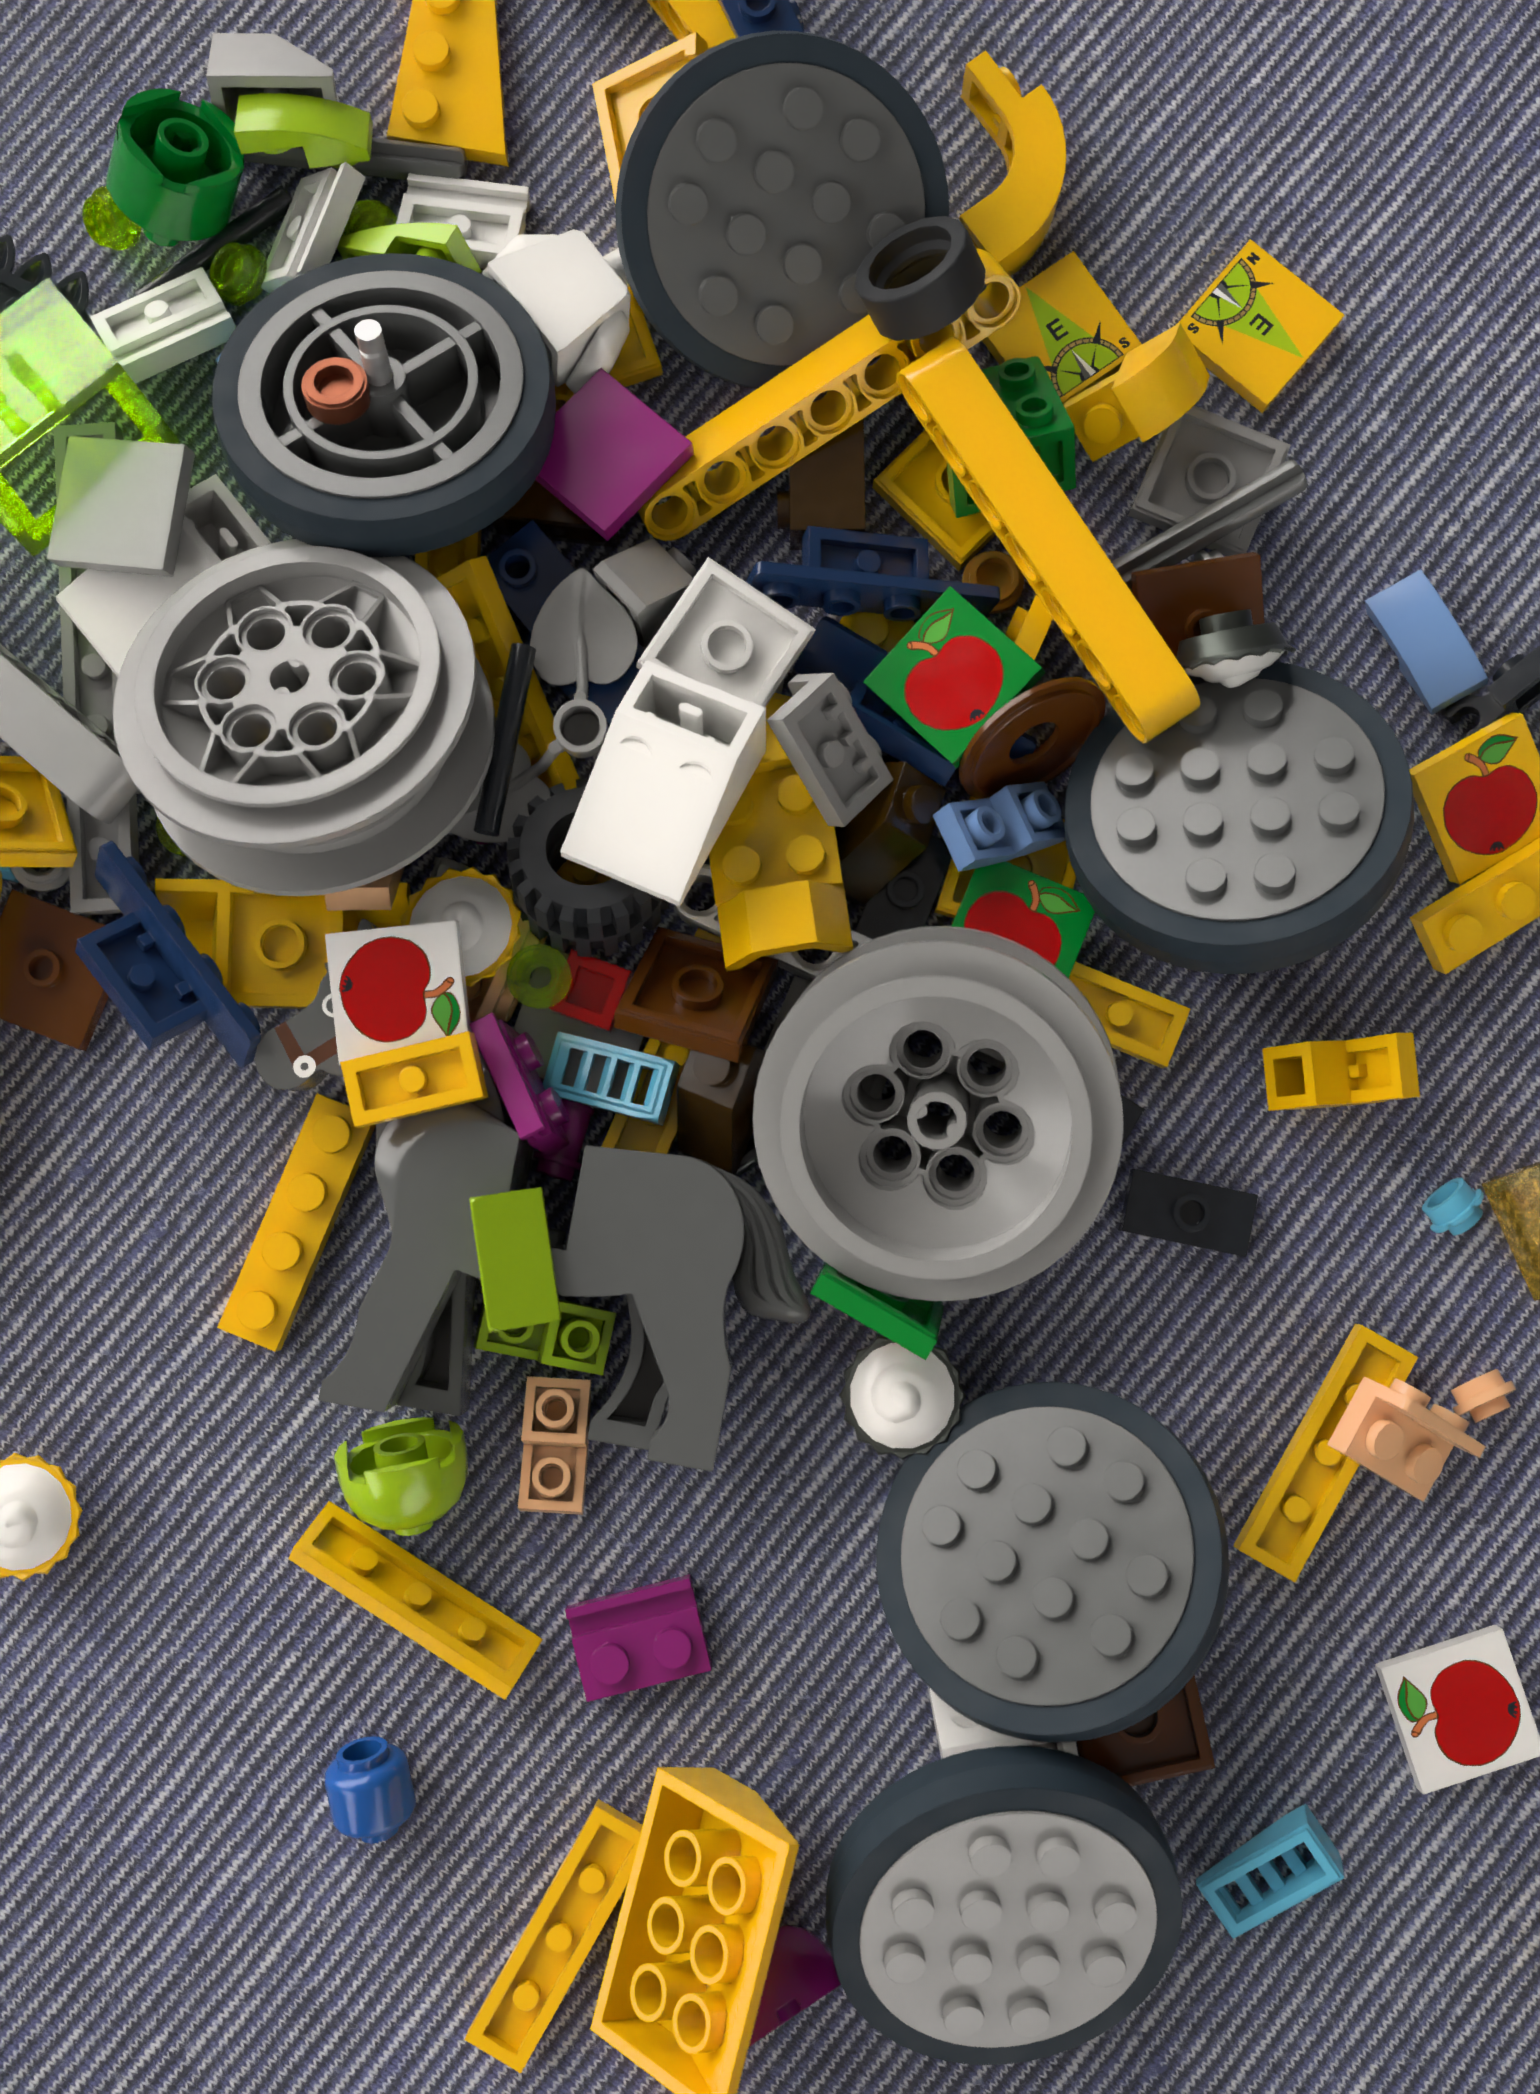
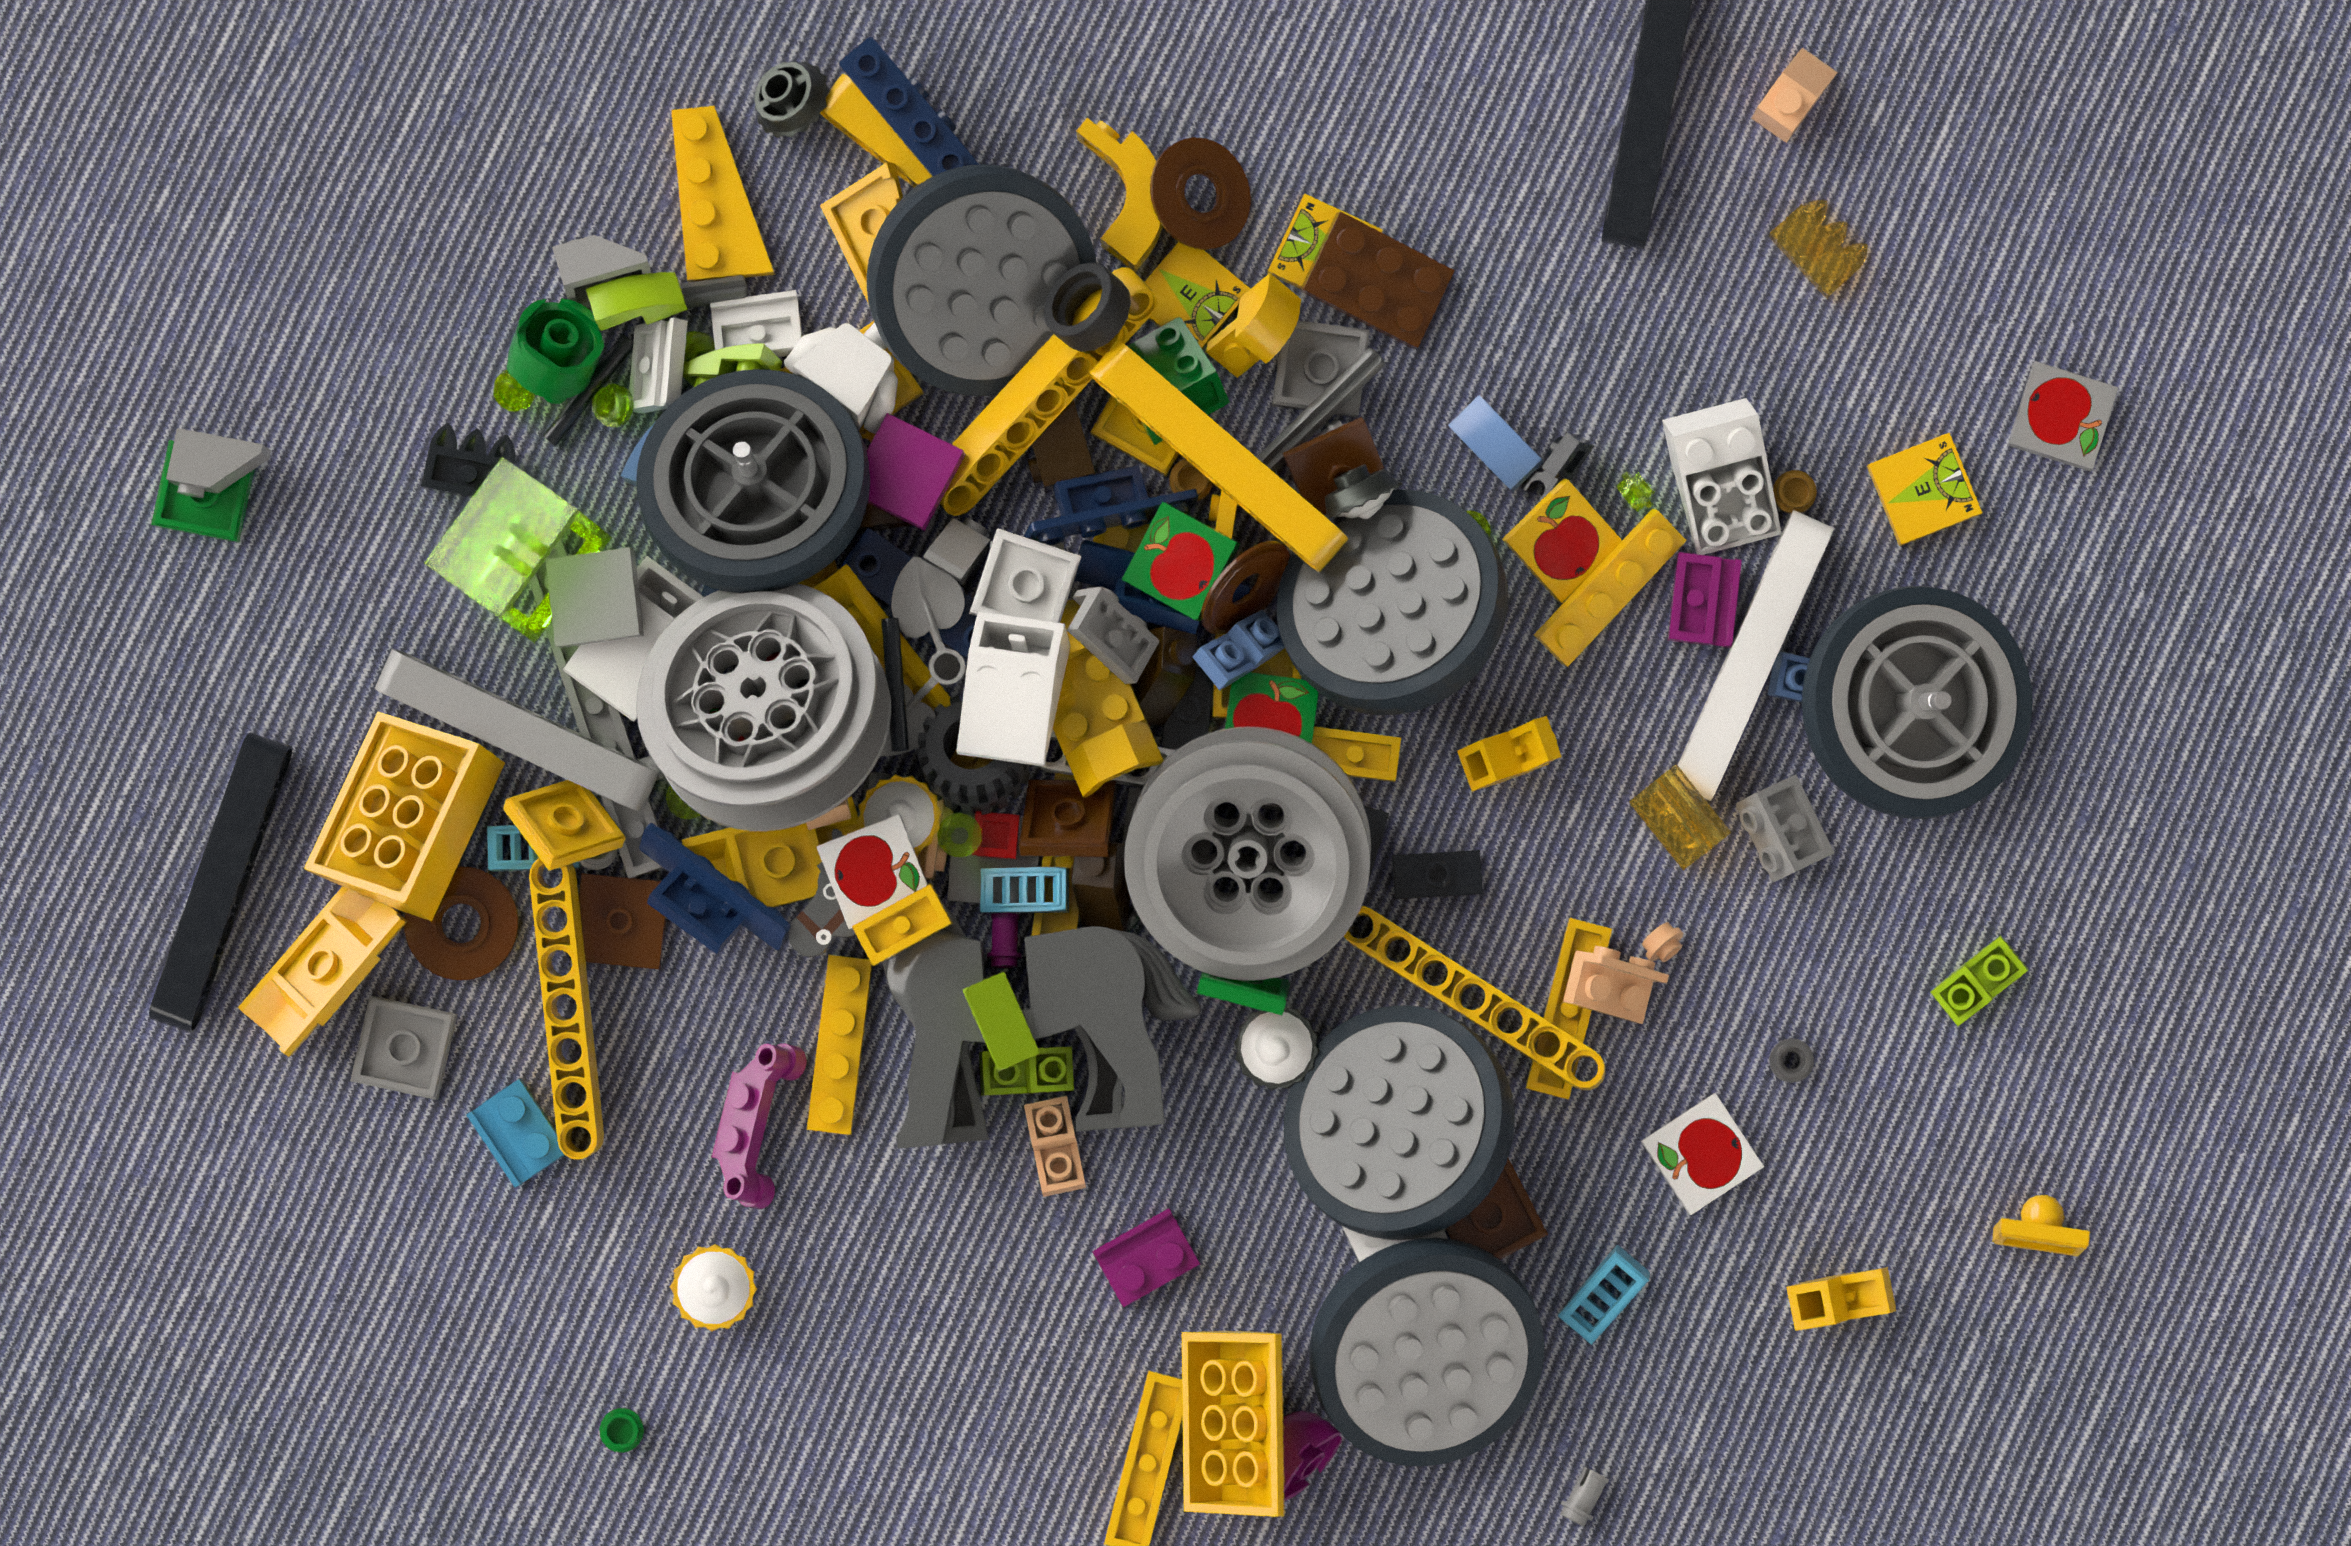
camera: 15 degrees left, 0 degrees up
(134, 1294) = (746, 1118): none -> magenta plate
(165, 325) = (576, 457): white plate -> none
(336, 390) = (724, 487): copper tile -> none
(370, 1789) = (996, 1402): blue head -> none
(404, 1474) = (961, 1190): lime cylinder -> none
(415, 1599) = (991, 1270): yellow plate -> none
(513, 1065) = (959, 896): magenta plate -> none
(1120, 146) = (1168, 198): none -> reddish brown piece
(1230, 1418) = (1495, 1002): none -> yellow beam
(1320, 378) = (1377, 280): none -> reddish brown plate
(1454, 1207) = (1613, 822): medium azure plate -> none

